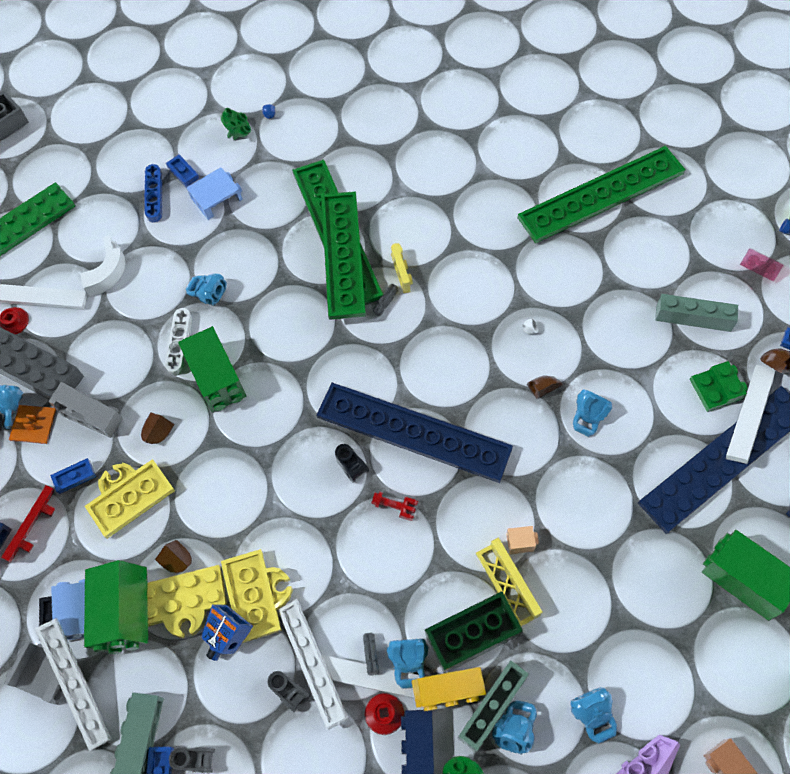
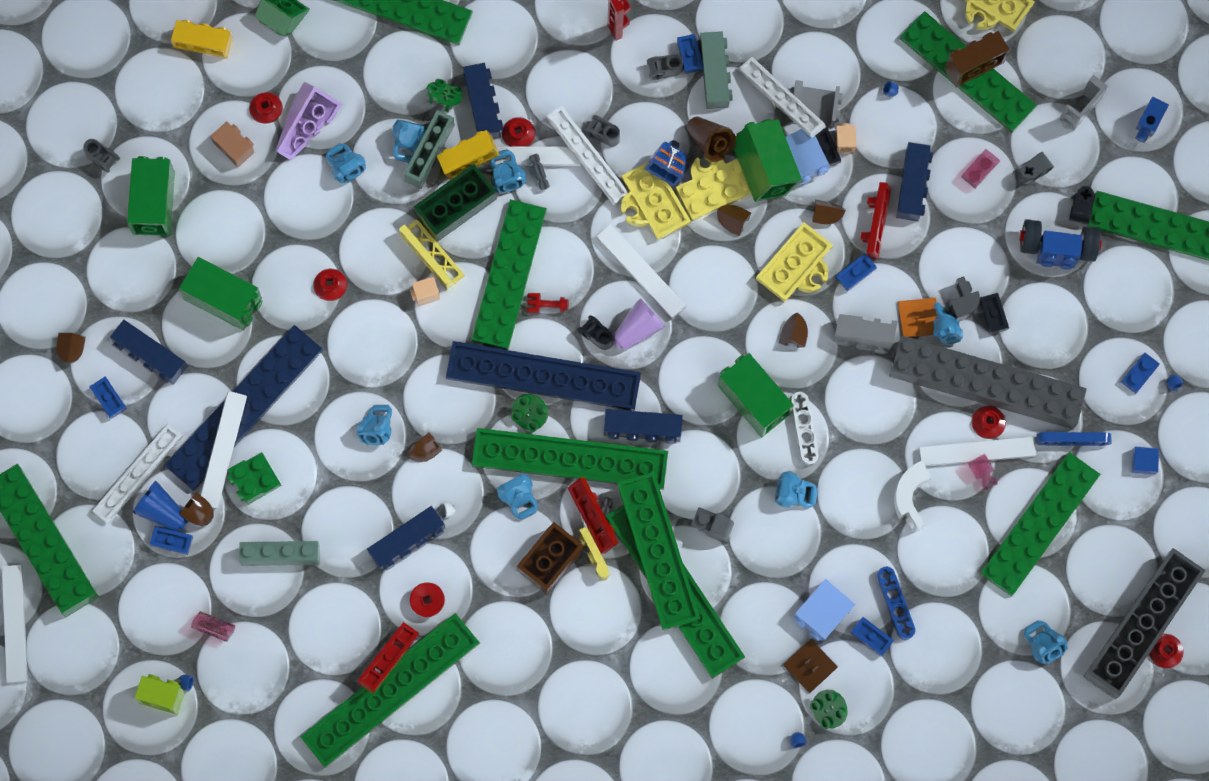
camera: 160 degrees right, 10 degrees up
(23, 623) = (845, 138): none -> light nougat brick
(35, 278) = (981, 469): none -> clear pink plate
(45, 141) = (1047, 644): none -> dark azure piece
(76, 545) = (827, 212): none -> reddish brown brick
(168, 651) = (711, 138): none -> reddish brown cone
(241, 162) = (810, 666): none -> reddish brown piece
(286, 268) = (716, 525): none -> dark grey brick
(289, 522) = (641, 271): none -> white tile
(306, 459) = (637, 326): none -> lavender cone
(327, 366) = (643, 425): none -> dark blue brick
(394, 292) = (592, 515): none -> red hinge
(407, 352) = (566, 457): none -> green plate
(426, 547) = (509, 274): none -> green plate
(434, 396) = (537, 416): none -> green plate
(442, 265) = (550, 558): none -> reddish brown brick
(462, 328) = (517, 494): none -> dark azure piece
(558, 248) = (423, 591): none -> red piece
(572, 306) = (406, 538): none -> dark blue brick
(602, 208) = (388, 657): none -> red hinge
(622, 582) = (330, 292): none -> red piece

